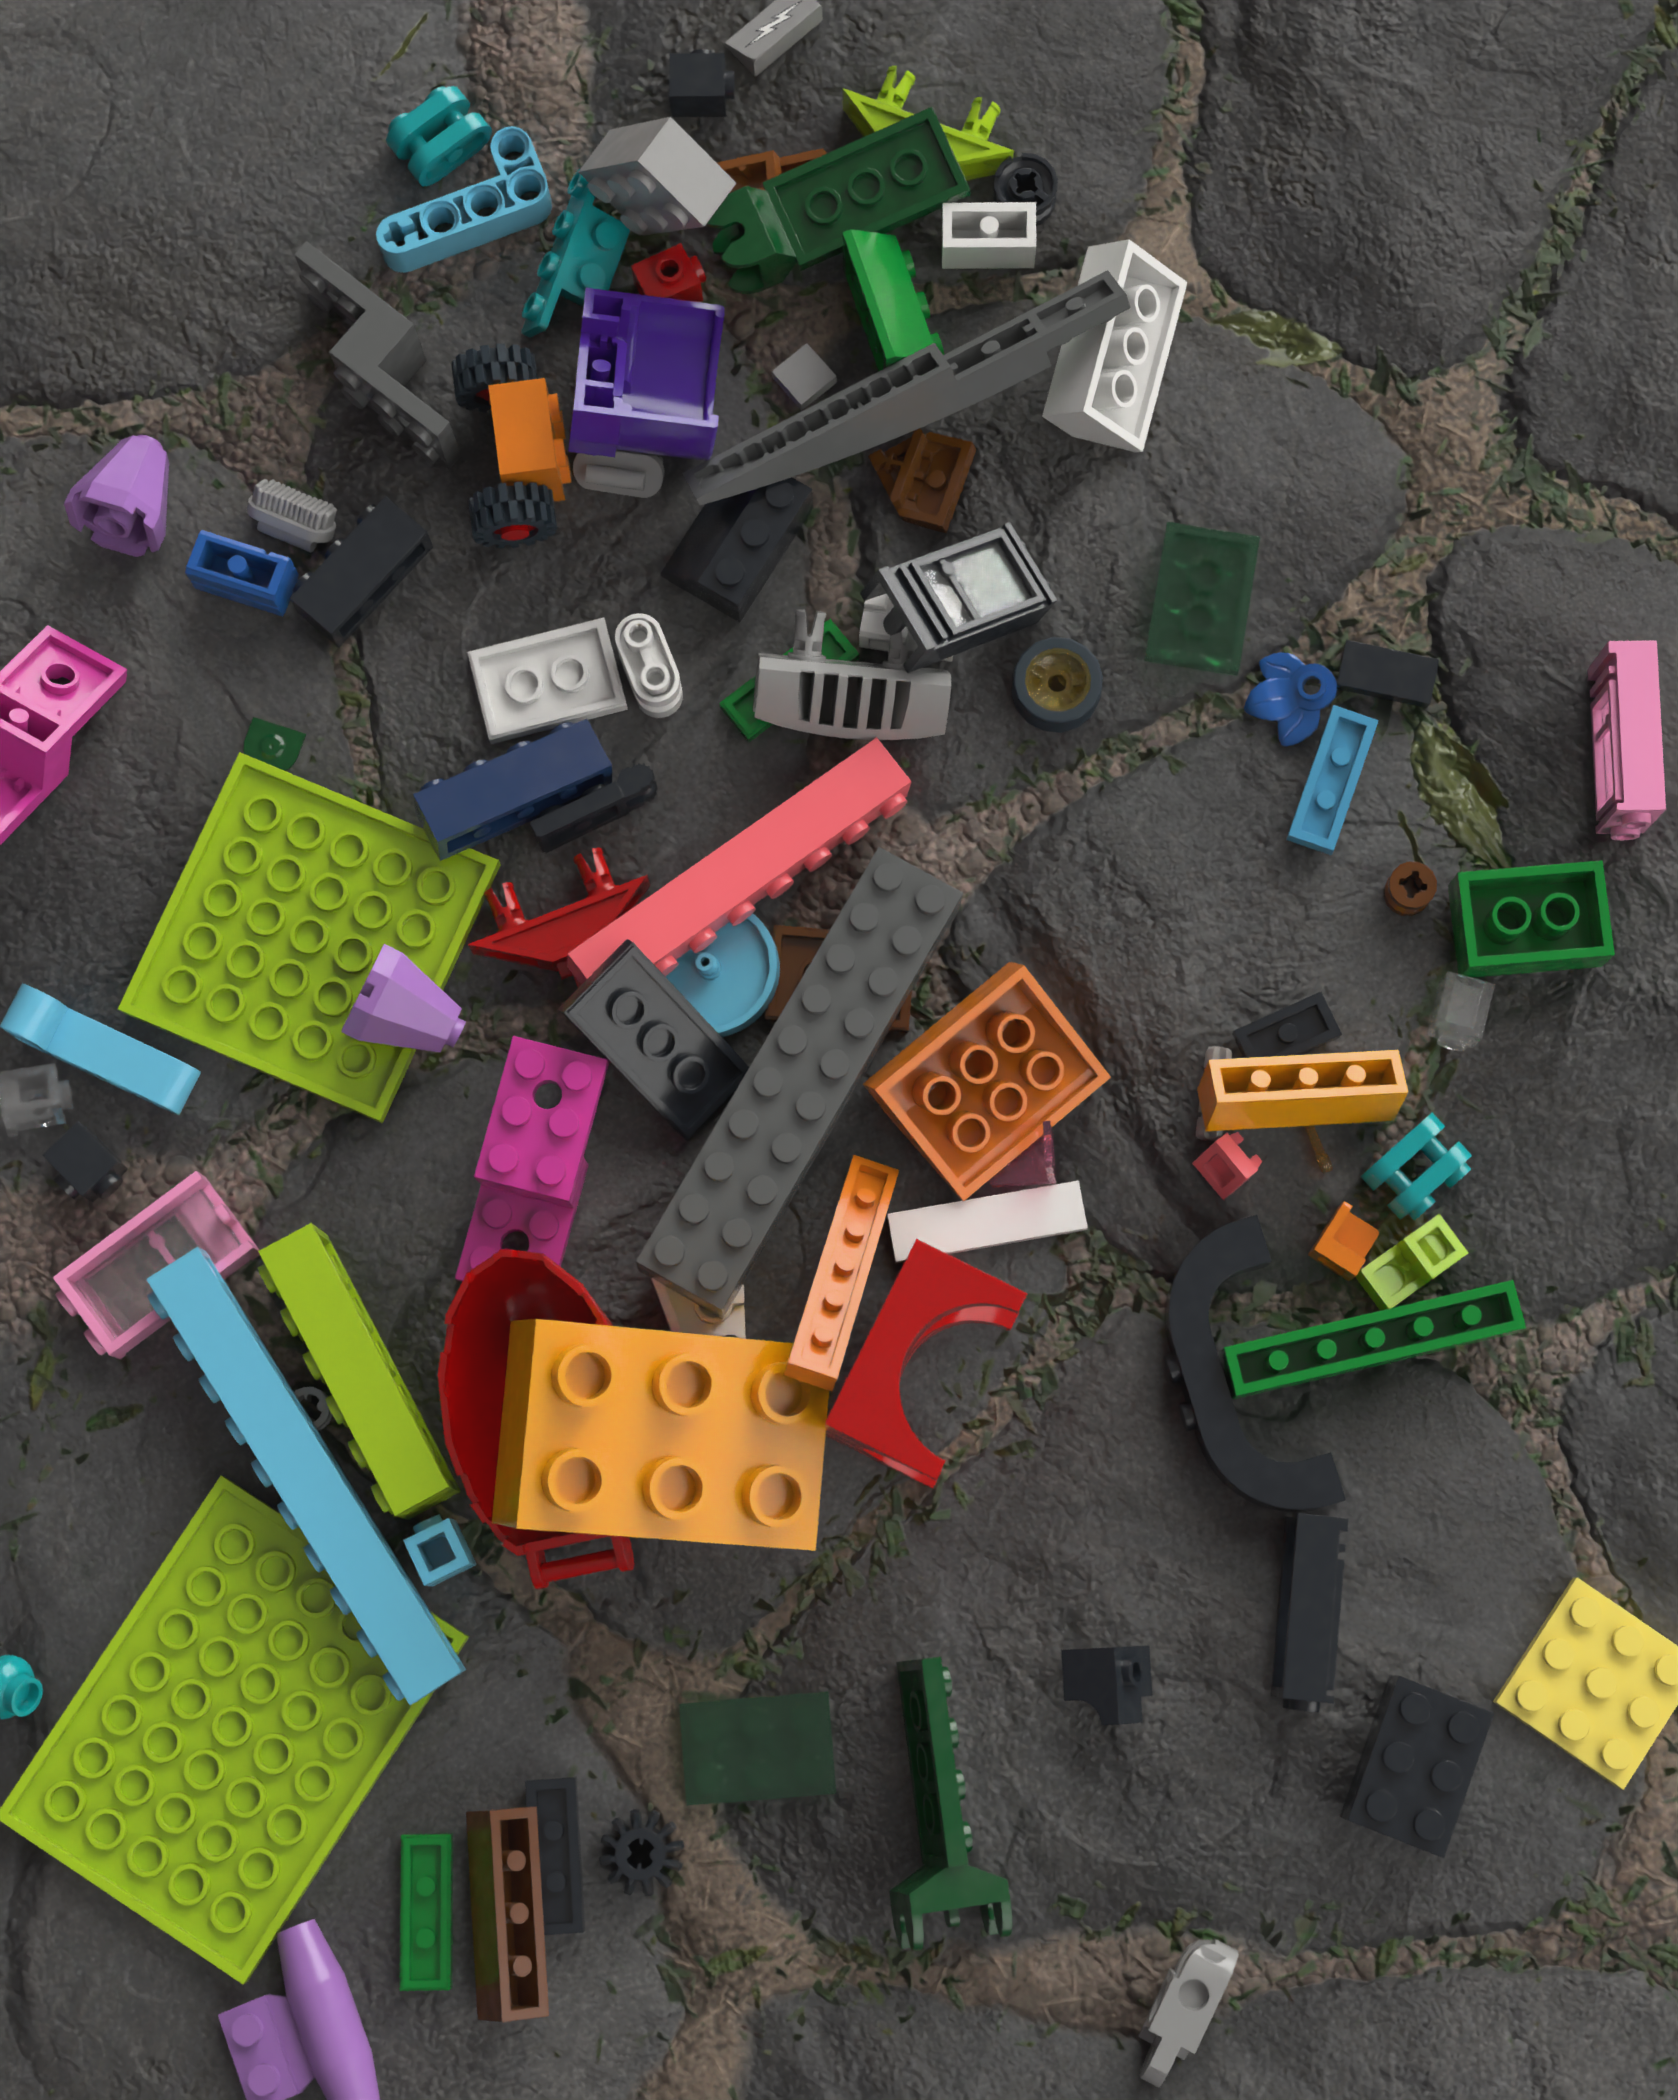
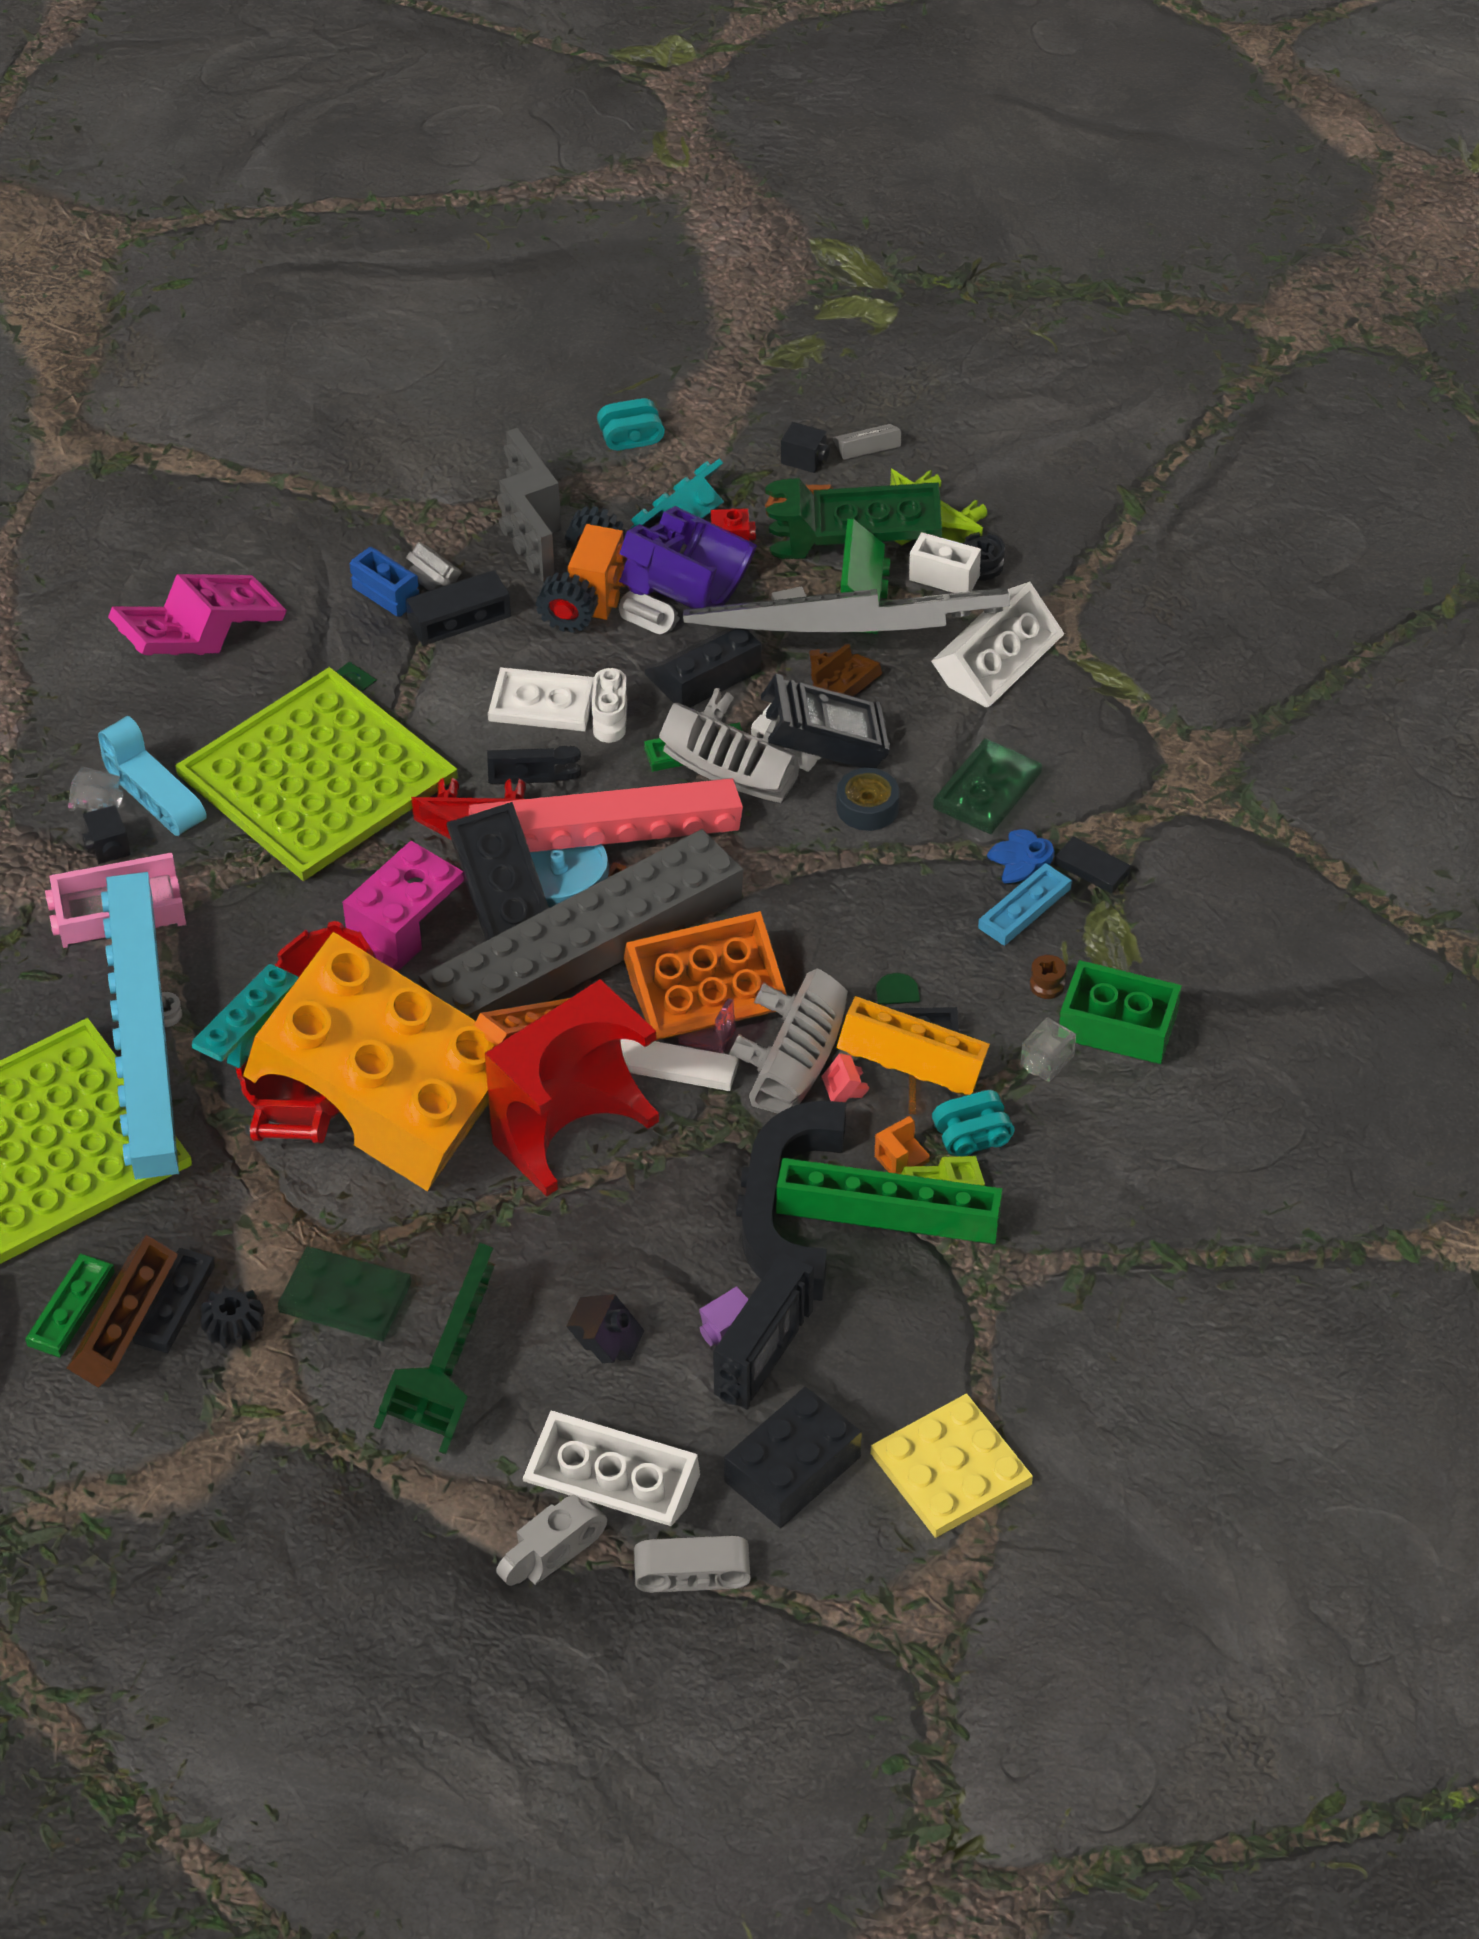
camera: 20 degrees right, 30 degrees down
(124, 497) = (334, 526): medium lavender cone -> none
(358, 1372) = (207, 980): lime brick -> none
(403, 1007) = (348, 804): medium lavender cone -> none
(438, 1550) = (200, 1101): medium azure brick -> none
(462, 207) = (627, 464): medium azure beam -> none
(462, 1452) = (236, 1026): none -> teal bracket
(511, 788) = (473, 731): dark blue brick -> none
(656, 177) = (747, 462): light grey brick -> none
(1152, 1137) = (801, 1045): none -> light grey piece
(1220, 1892) = (613, 1468): none -> white slope
(1223, 979) = (897, 989): none -> dark green piece
(1253, 1601) = (720, 1314): none -> medium lavender brick
(1362, 1964) = (692, 1564): none -> light grey beam
(1627, 738) = (1232, 936): bright pink door -> none

